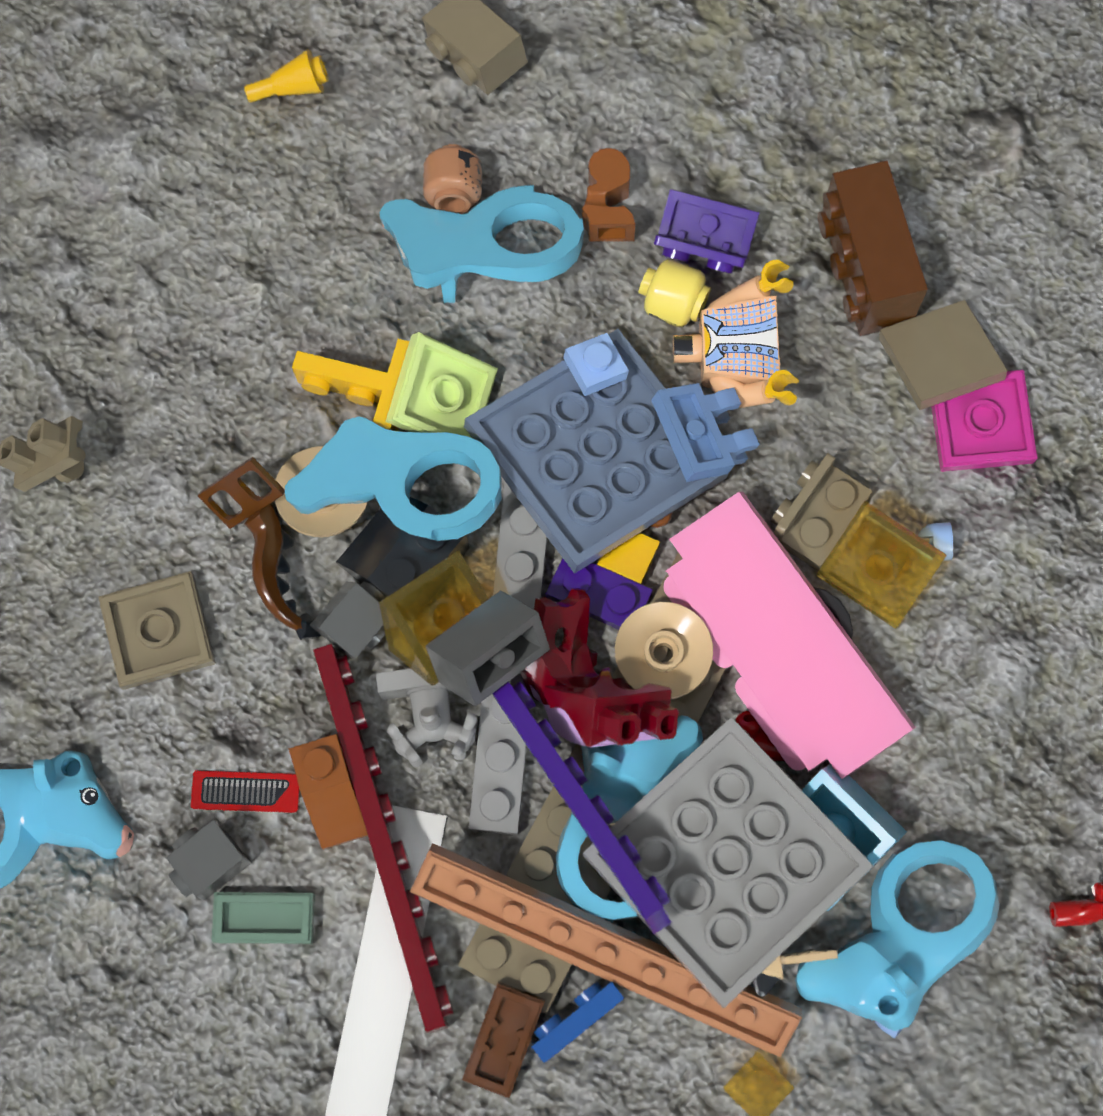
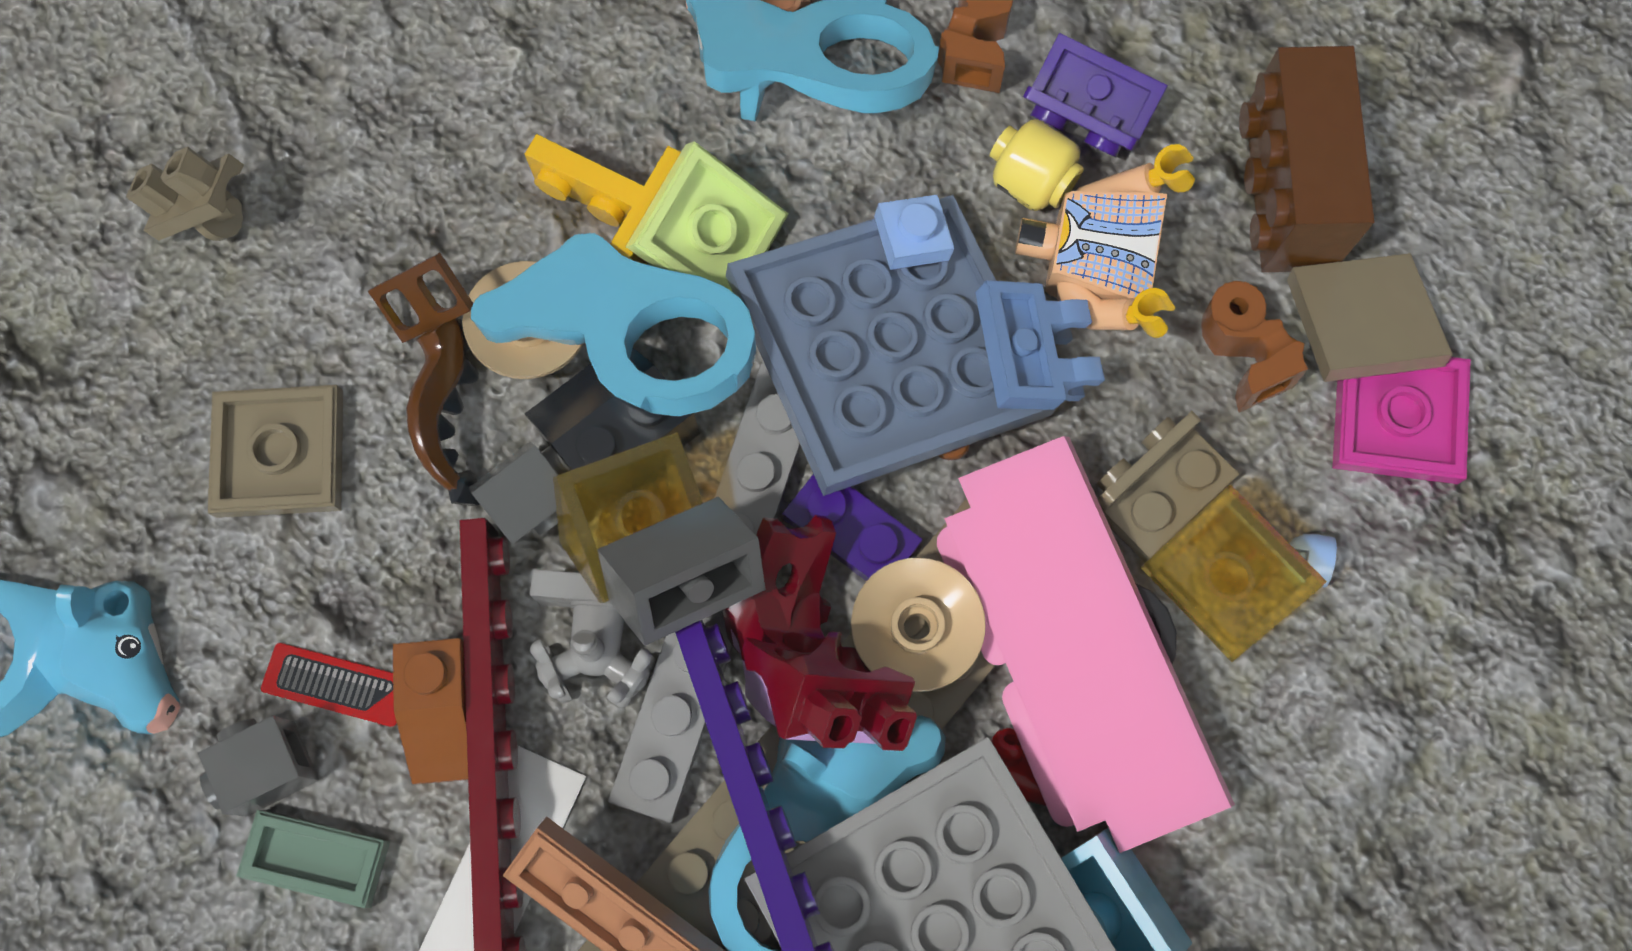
camera: 10 degrees right, 0 degrees up
(631, 557) = (904, 492): yellow tile -> none
(848, 384) = (1237, 328): none -> dark orange leg

